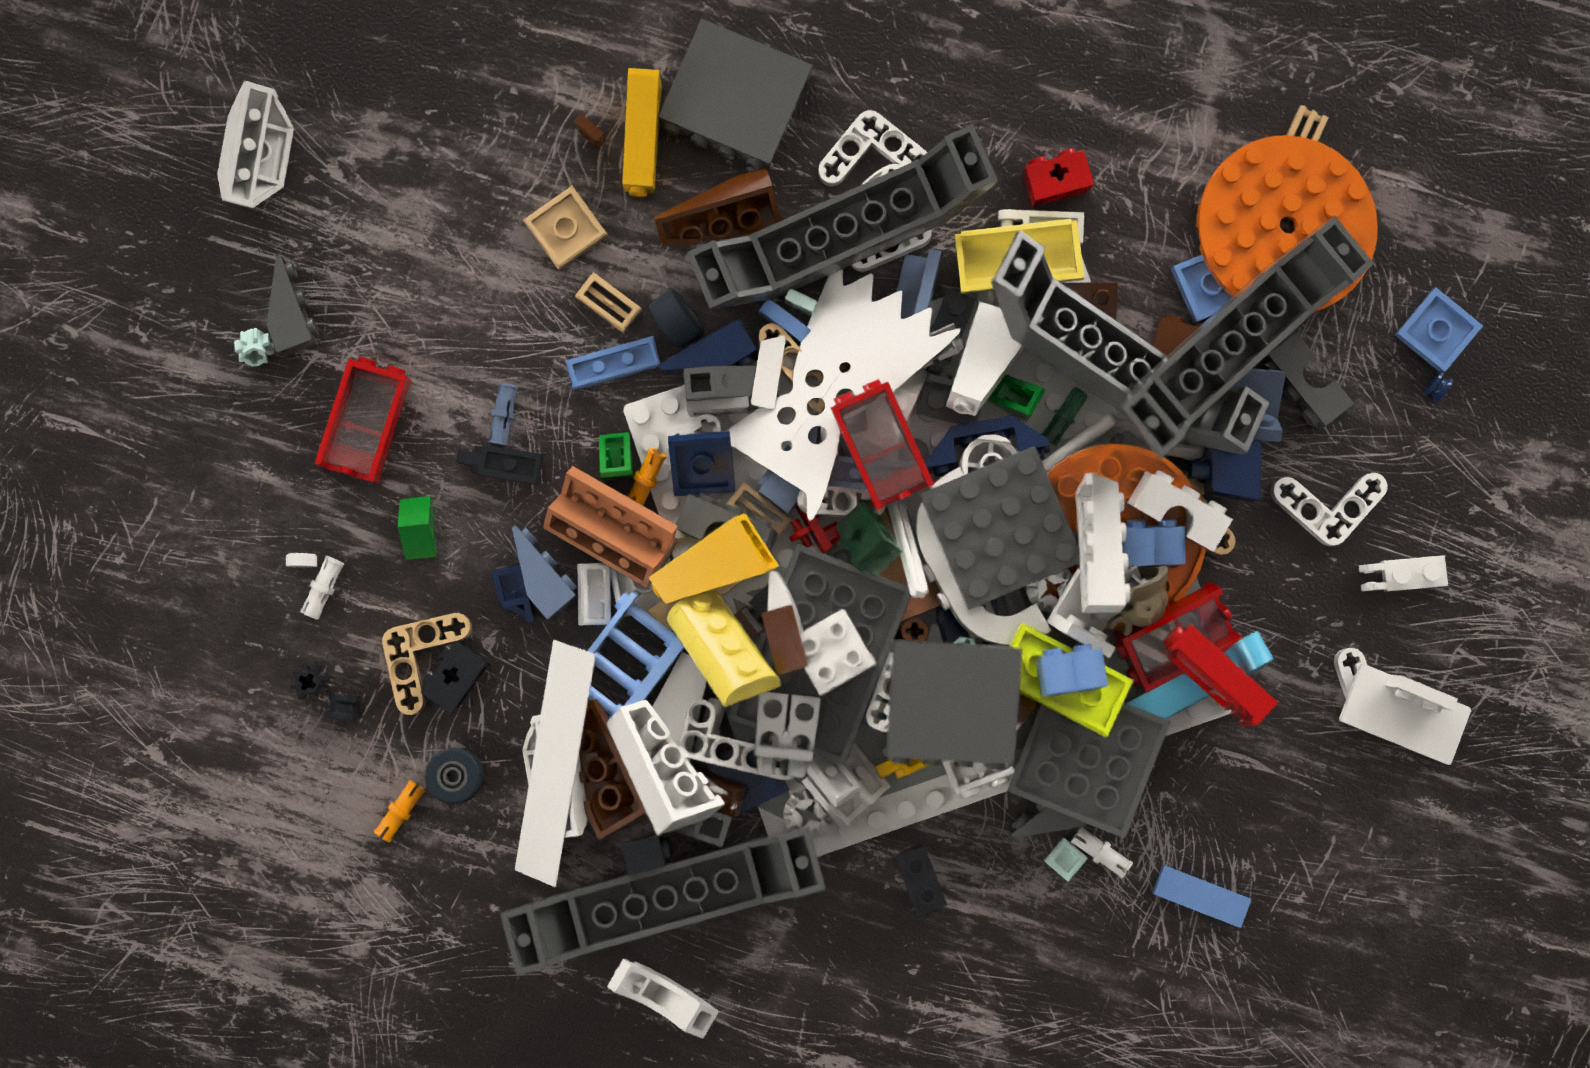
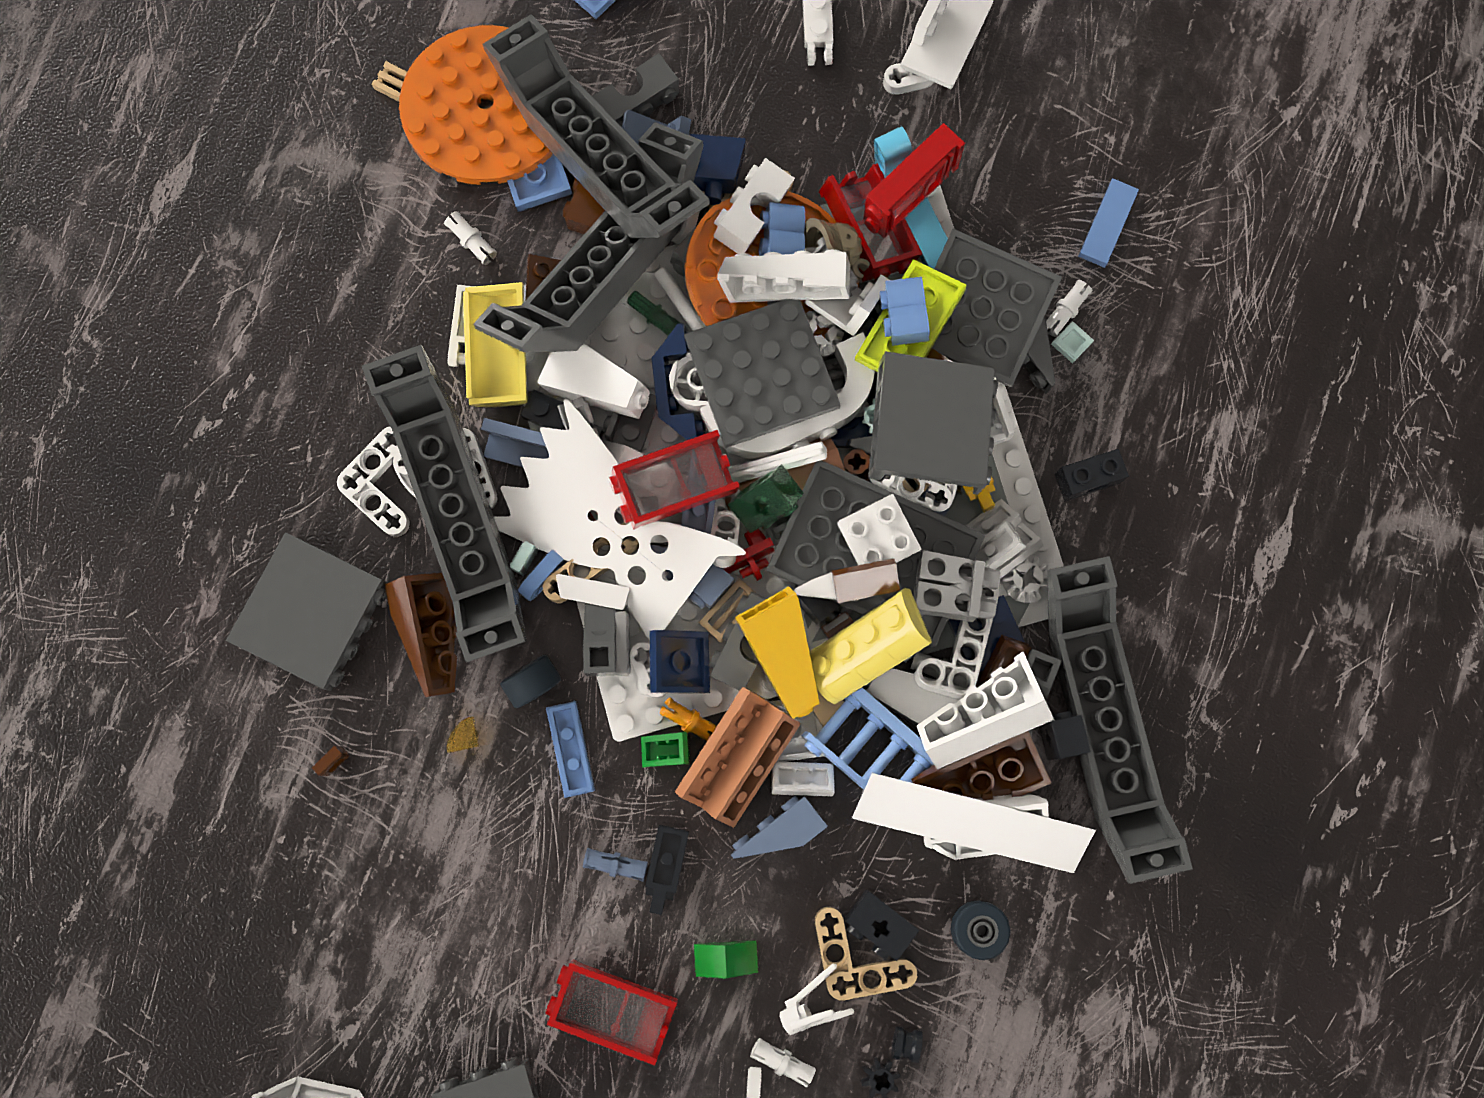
camera: 85 degrees left, 5 degrees down
(364, 602) = (799, 1017): none -> white plant
(399, 811) = (1013, 989): light orange pin -> none
(512, 591) = (794, 862): dark blue slope -> none
(565, 228) = (428, 792): tan tile -> none
(621, 257) = (463, 736): none -> clear yellow tile
(629, 318) = (491, 772): tan tile -> none
(641, 131) = (335, 706): yellow slope -> none
(664, 996) = (1202, 724): white arch -> none
(722, 348) = (565, 638): dark blue slope -> none
(1017, 397) = (634, 351): green slope -> none
(1047, 189) = (423, 291): red brick -> none
(1137, 222) = (470, 238): none -> white pin
(1324, 516) = (761, 89): white beam -> none

